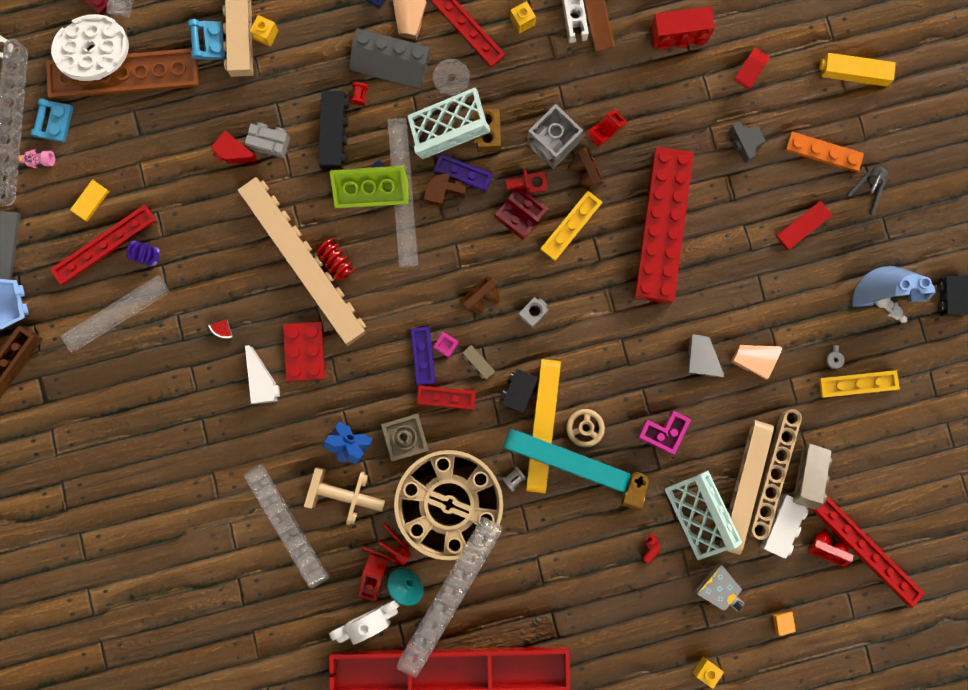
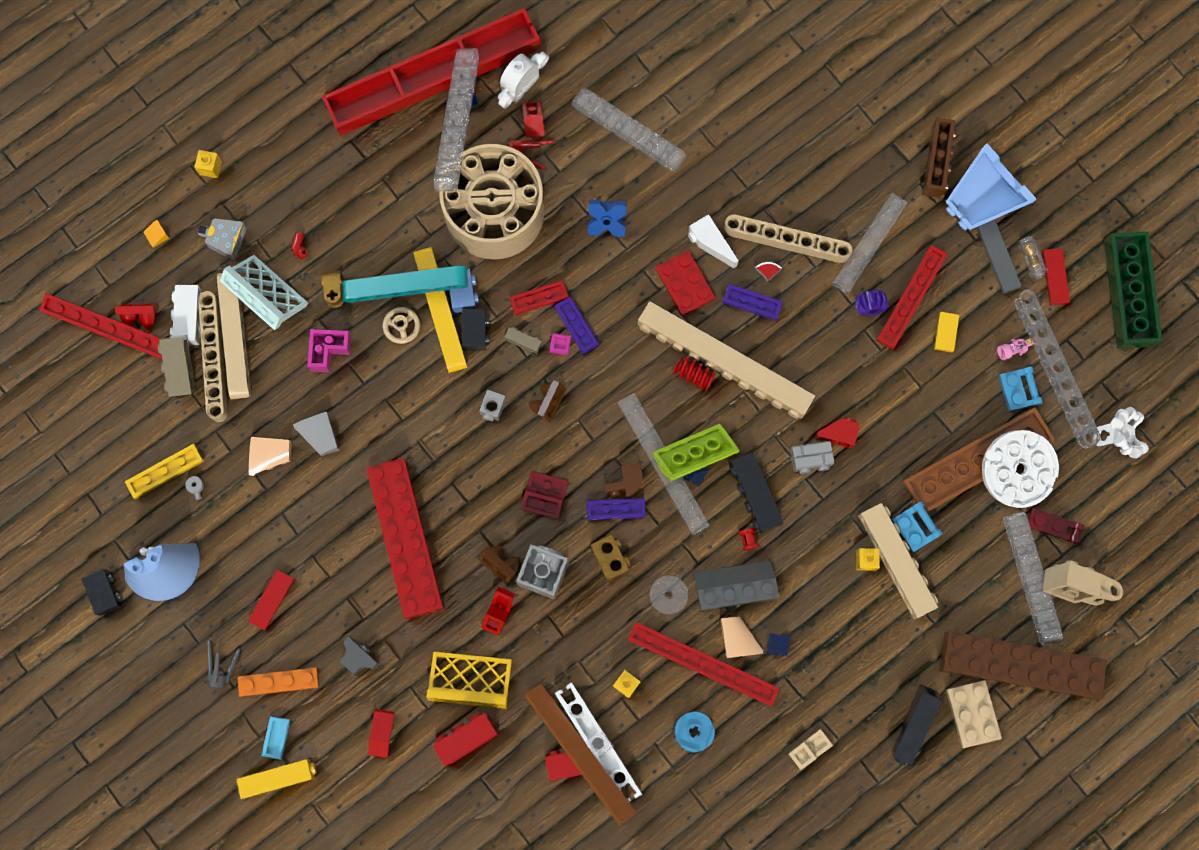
camera: 155 degrees right, 5 degrees down
(181, 345) = (796, 235): none -> tan beam
(251, 304) = (752, 302): none -> dark purple plate
(318, 488) = (578, 177): tan piece -> none
(399, 589) = (504, 115): teal dish -> none
(404, 437) = (559, 247): dark tan plate -> none
(448, 138) = (637, 534): light aqua fence -> none
(513, 422) = (464, 297): none -> medium blue brick
(516, 472) = (446, 253): light grey bush -> none
(526, 182) = (552, 524): red bracket -> none
(571, 226) = (492, 502): yellow plate -> none
(660, 64) = (469, 697): none -> yellow fence
(844, 106) = (276, 737): none -> medium azure tile

